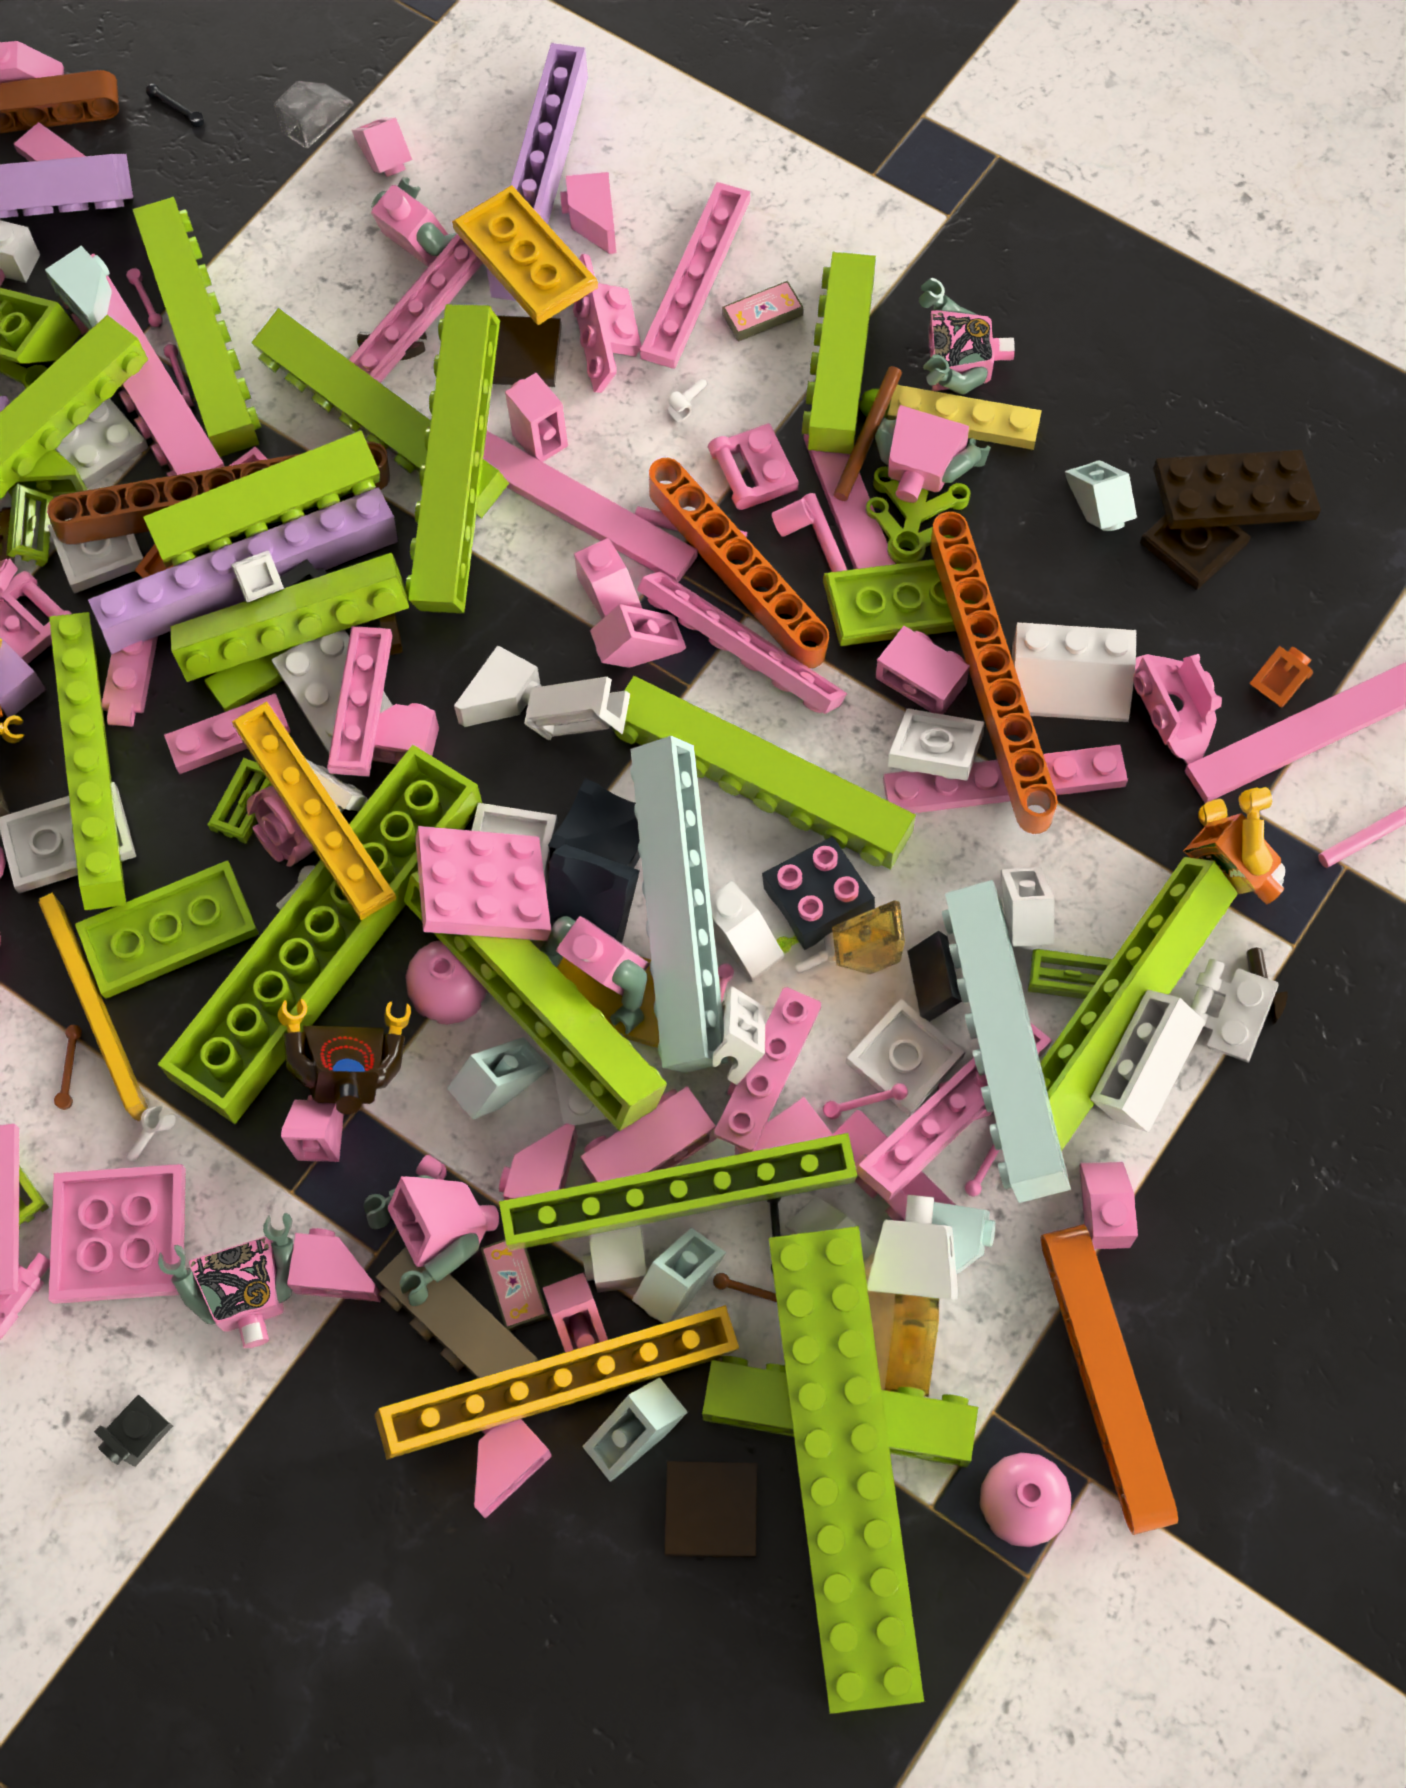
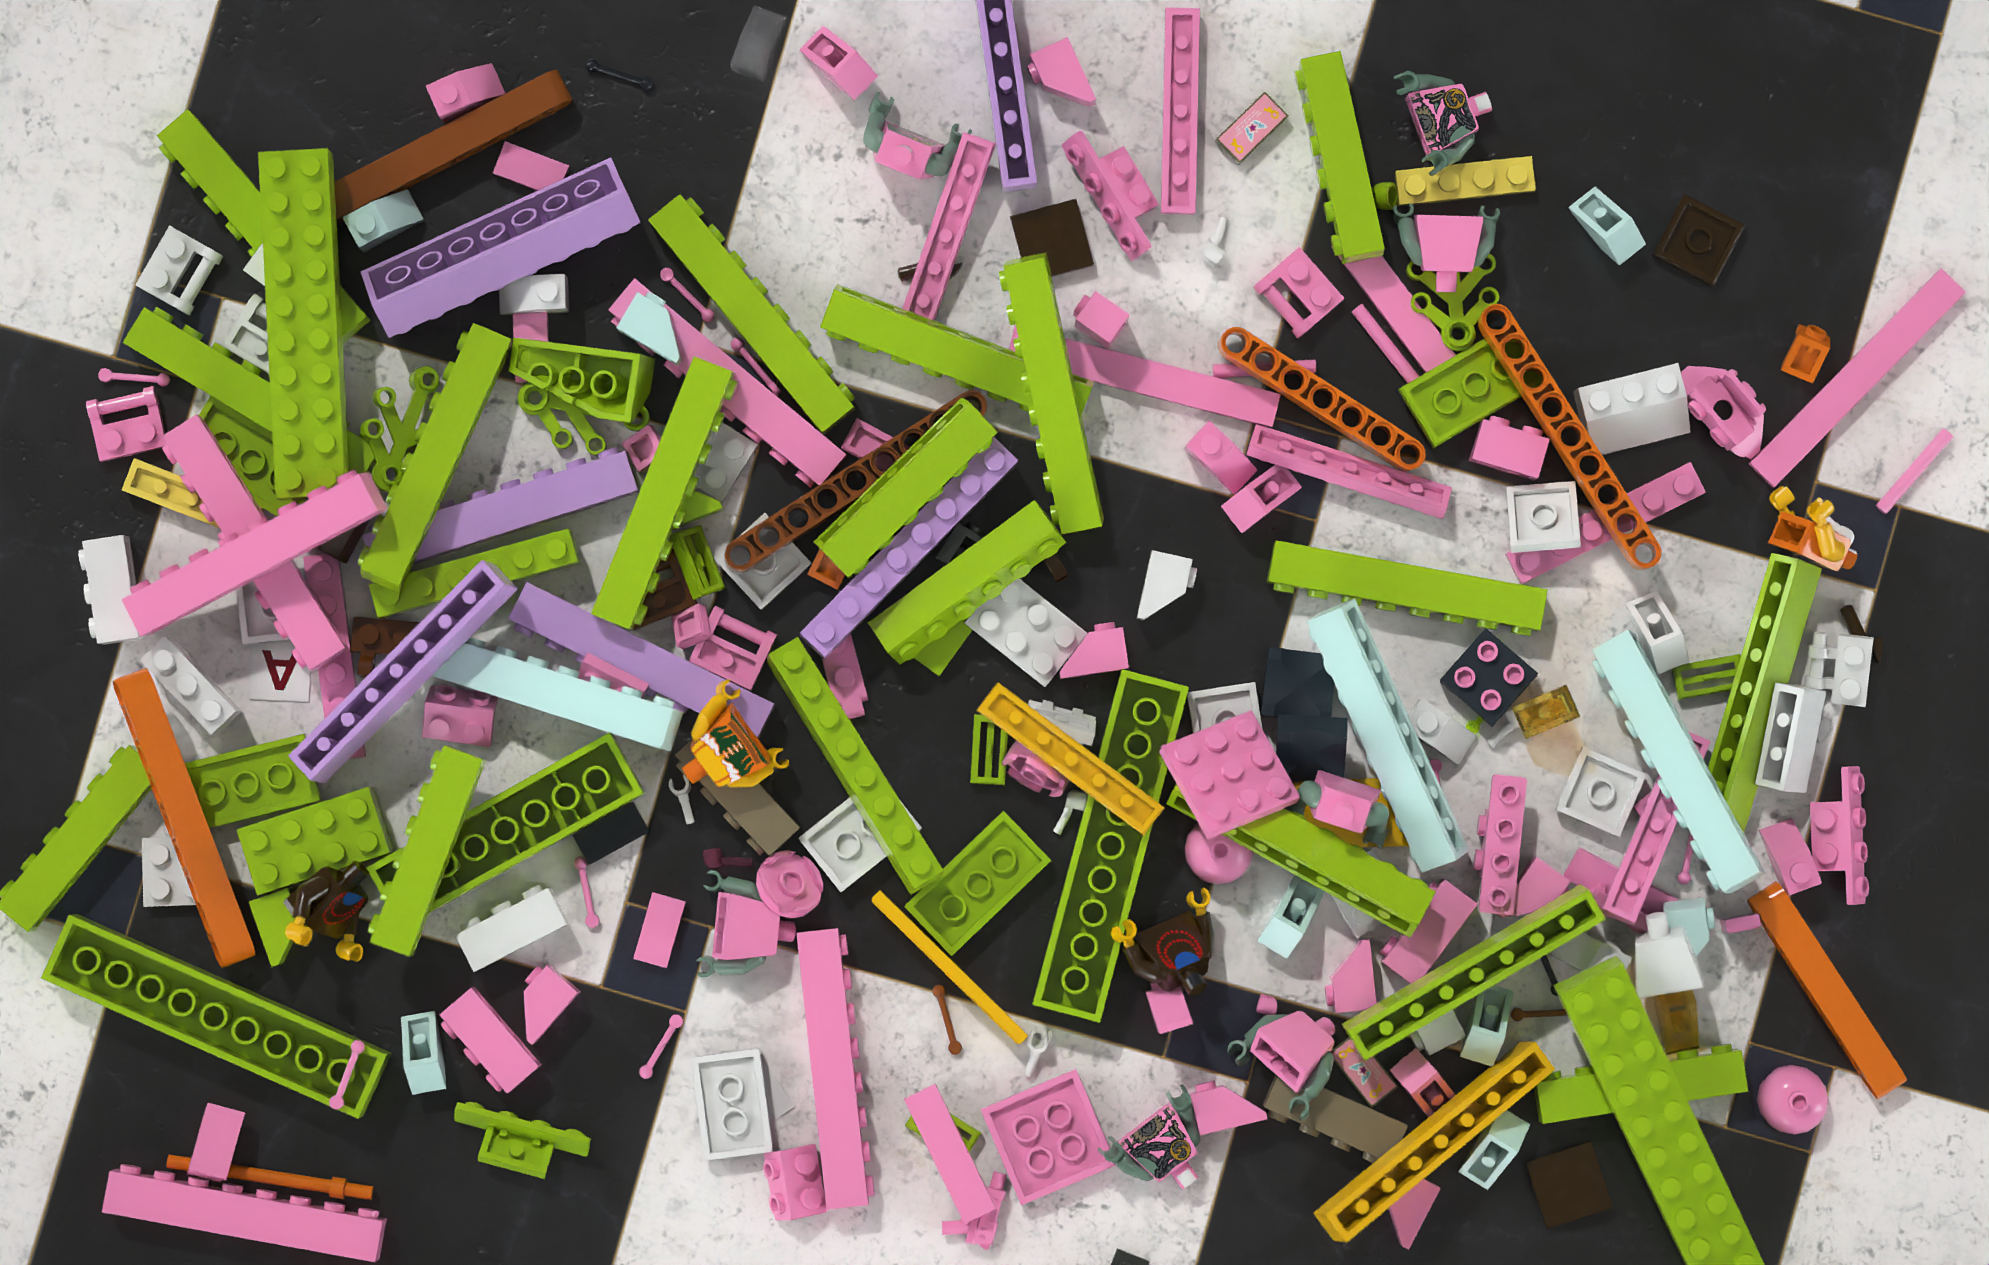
camera: 25 degrees left, 20 degrees up
(214, 737) = (949, 695): bright pink plate -> none
(257, 576) = (930, 560): white tile -> none
(360, 701) = (1060, 641): bright pink tile -> none
(525, 254) = (1032, 163): yellow tile -> none
(576, 708) = (1241, 588): white window -> none
(742, 1034) = (1475, 825): white hinge -> none
(792, 517) = (1352, 337): bright pink hinge -> none
(834, 1110) = (1557, 851): bright pink hinge -> none
(867, 433) = (1391, 235): dark orange bar -> none
(934, 976) = (1604, 720): black tile -> none
(1024, 1258) = (1740, 923): none -> bright pink tile
(1175, 1199) = (1839, 835): none -> bright pink bracket
(1236, 489) = (1721, 183): dark brown plate -> none

